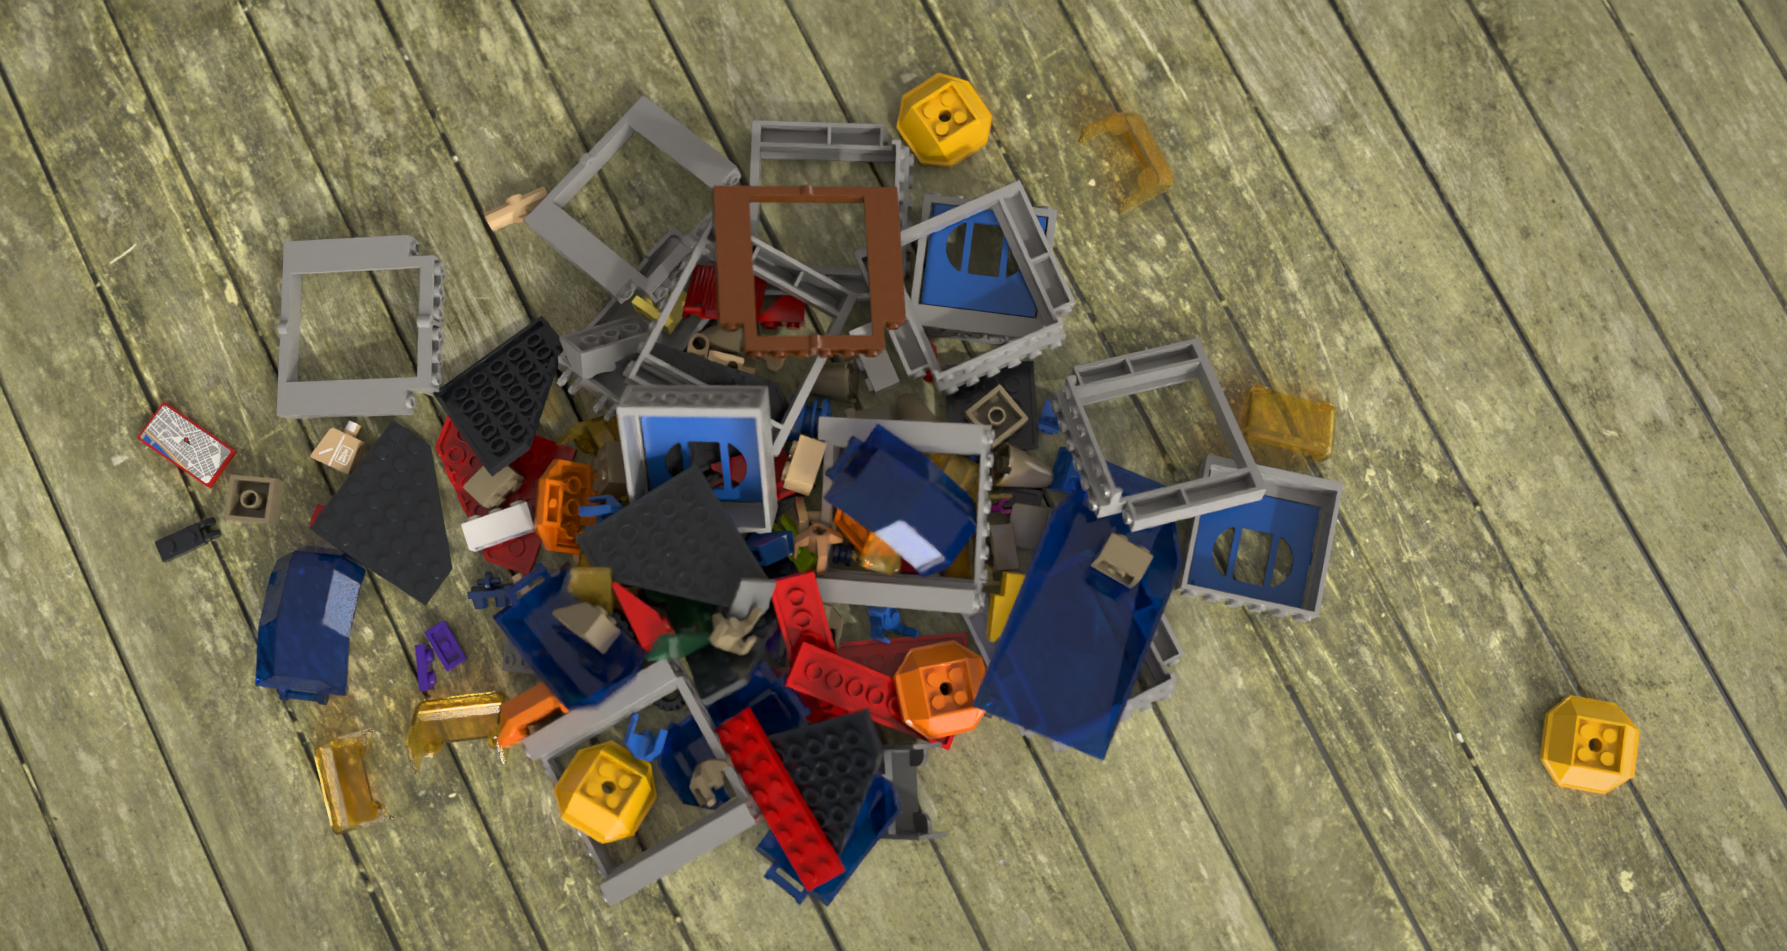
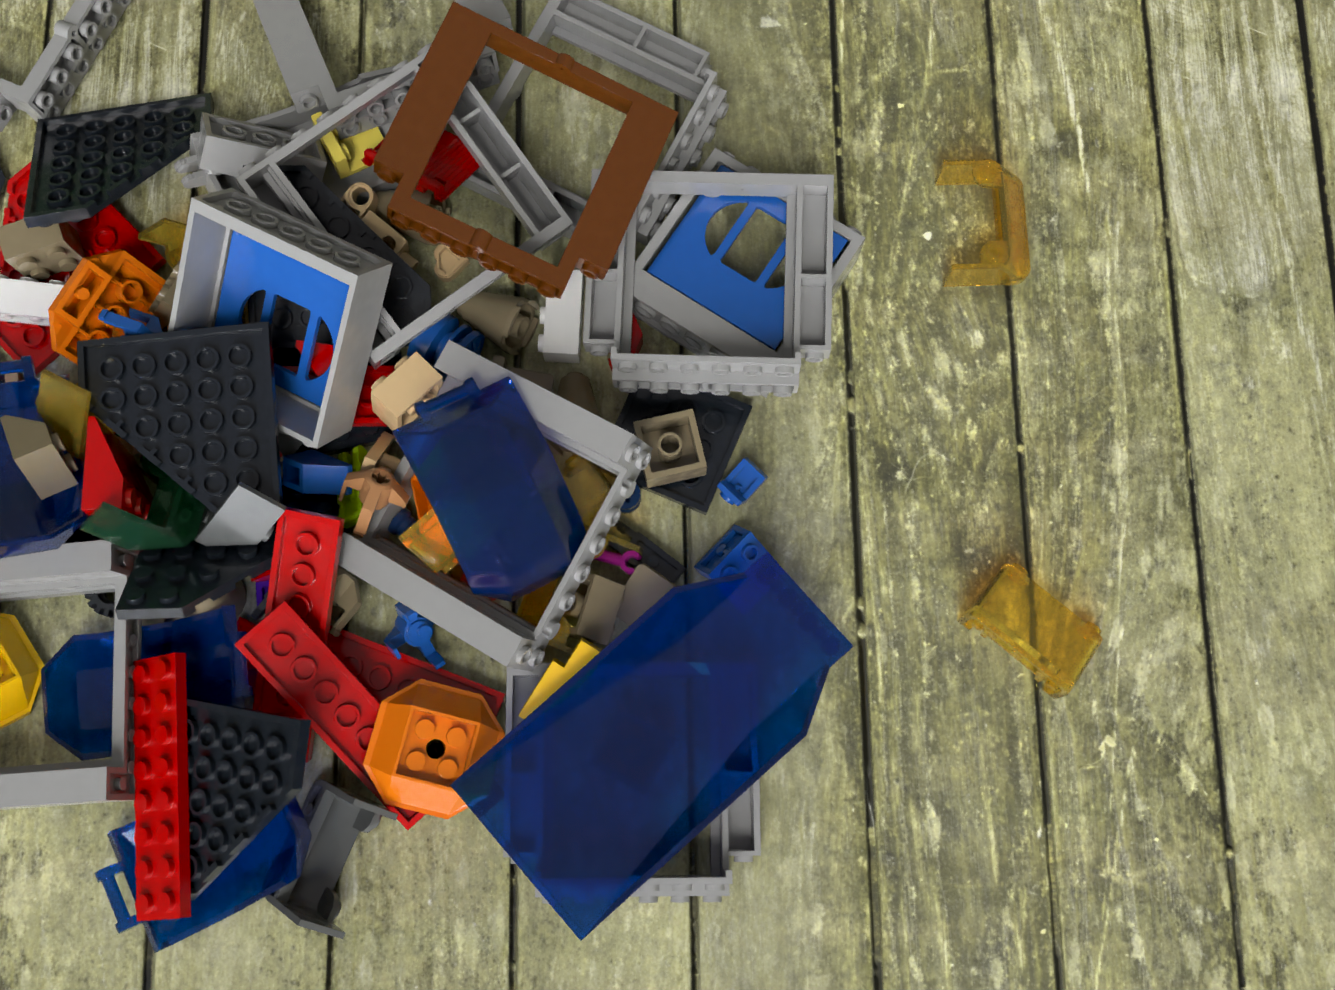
camera: 25 degrees right, 5 degrees down
(644, 745) = (41, 638): blue piece -> none
(707, 776) = (90, 712): dark tan piece -> none
(729, 632) = (199, 547): dark tan piece -> none
(784, 312) = (488, 213): red slope -> none
(938, 141) = (779, 109): yellow piece -> none
(1019, 469) = (669, 526): dark tan cone -> none
(1122, 560) = (735, 693): dark tan brick -> none
(1136, 374) = (871, 479): light grey door -> none
(1281, 519) = (968, 744): door -> none

